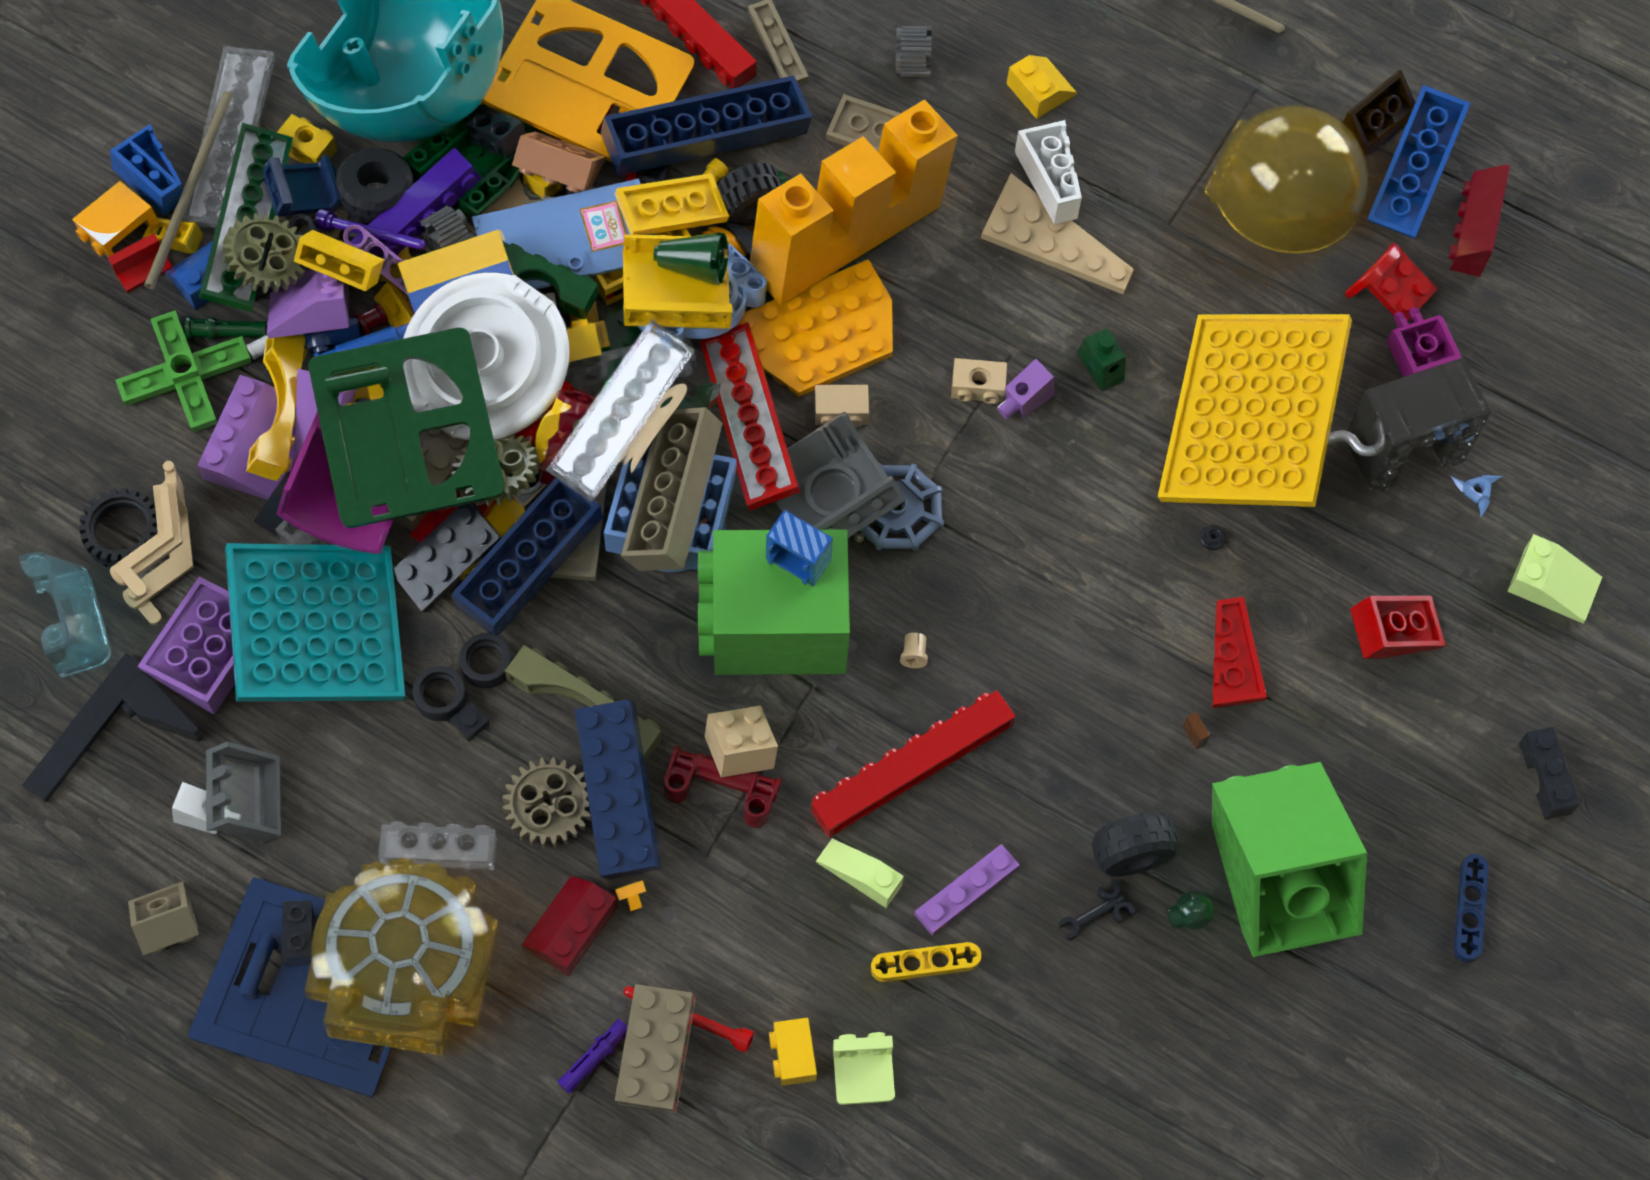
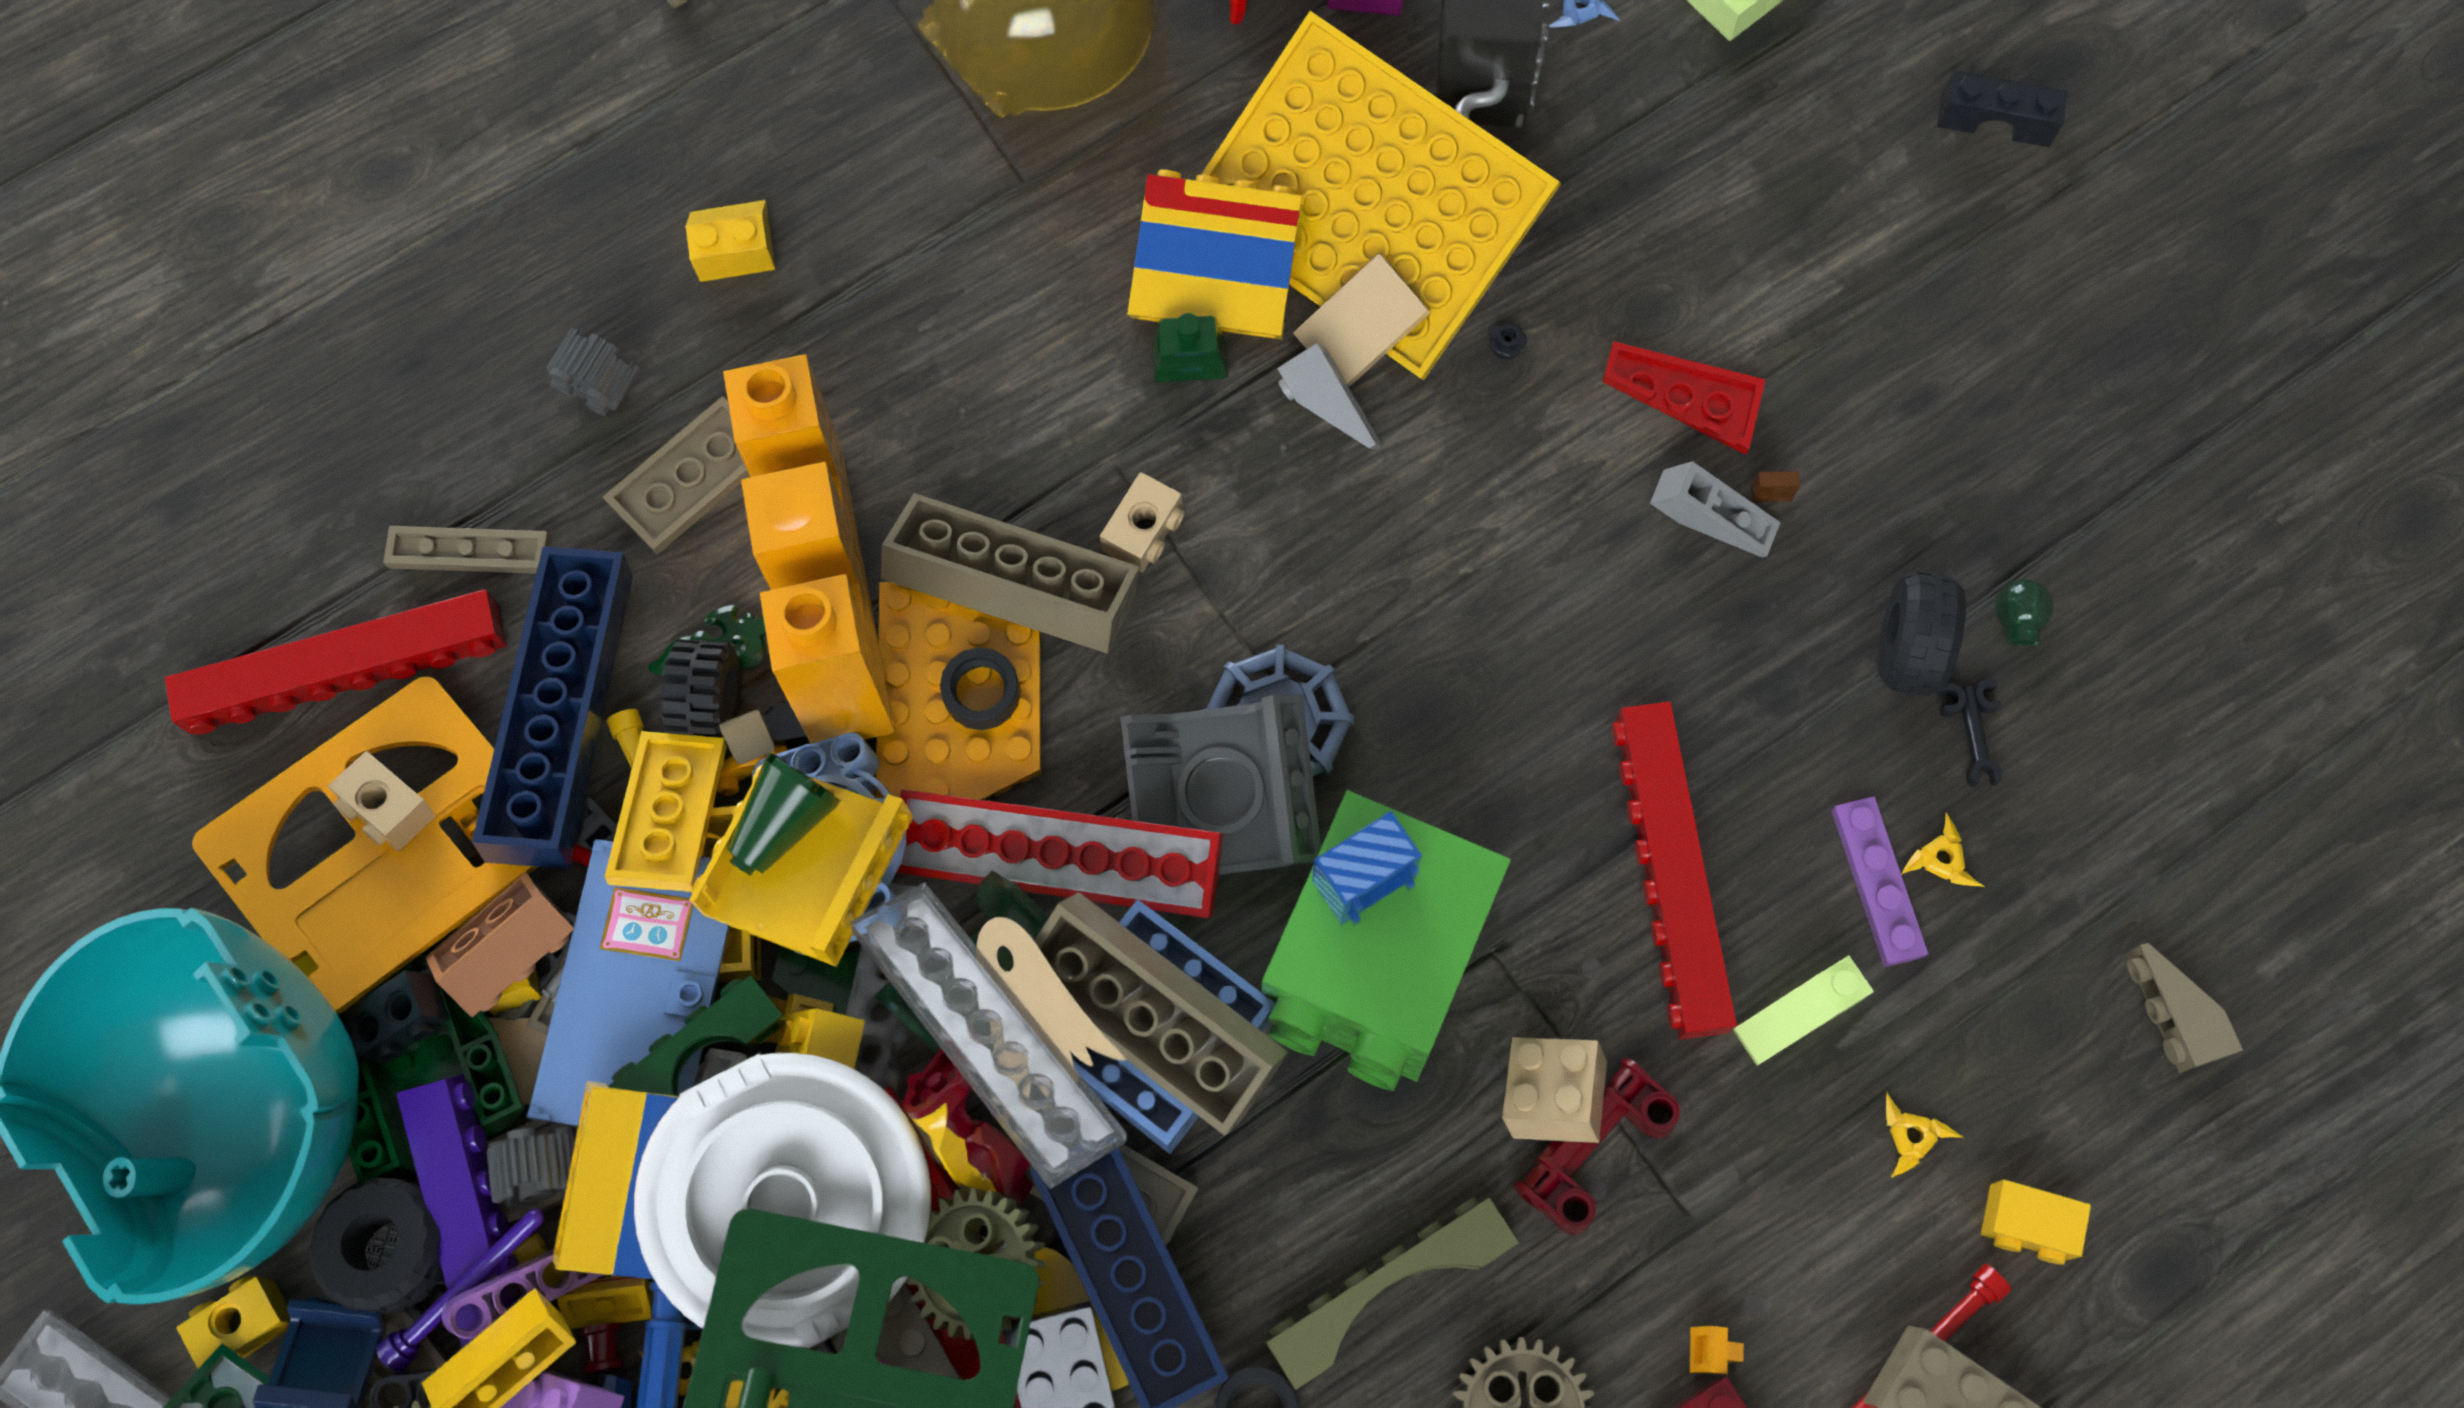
camera: 60 degrees left, 5 degrees up
(607, 80) = (366, 784): none -> tan brick
(618, 789) = (1560, 1301): dark blue brick -> none
(737, 228) = (748, 736): none -> dark tan slope
(819, 956) = (1929, 1130): none -> yellow piece
(832, 318) = (973, 659): none -> black tyre
(835, 399) = (1090, 720): tan brick -> none
(863, 1069) = (2094, 1136): yellowish green bracket -> none
(906, 321) = (1009, 572): none -> dark tan brick
(914, 651) = (1506, 791): tan bush -> none
(926, 967) = (1969, 984): yellow beam -> none
(964, 1105) = (2188, 1019): none -> dark tan slope
(996, 932) = (1928, 857): none -> yellow piece
(1026, 228) = (952, 343): tan wing -> none
(1028, 391) = (1191, 454): medium lavender torso -> none
(1050, 167) = (876, 281): white wedge -> none
(1116, 444) = (1319, 387): none -> light grey slope
(1161, 702) = (1713, 508): none -> light grey slope
(1169, 340) = (1215, 253): none -> panel
(1173, 445) = (1364, 319): none -> tan tile
(1289, 858) = (2009, 451): bright green slope -> none
(1396, 625) = (1731, 185): red slope -> none
(1473, 908) = (2140, 277): dark blue beam -> none

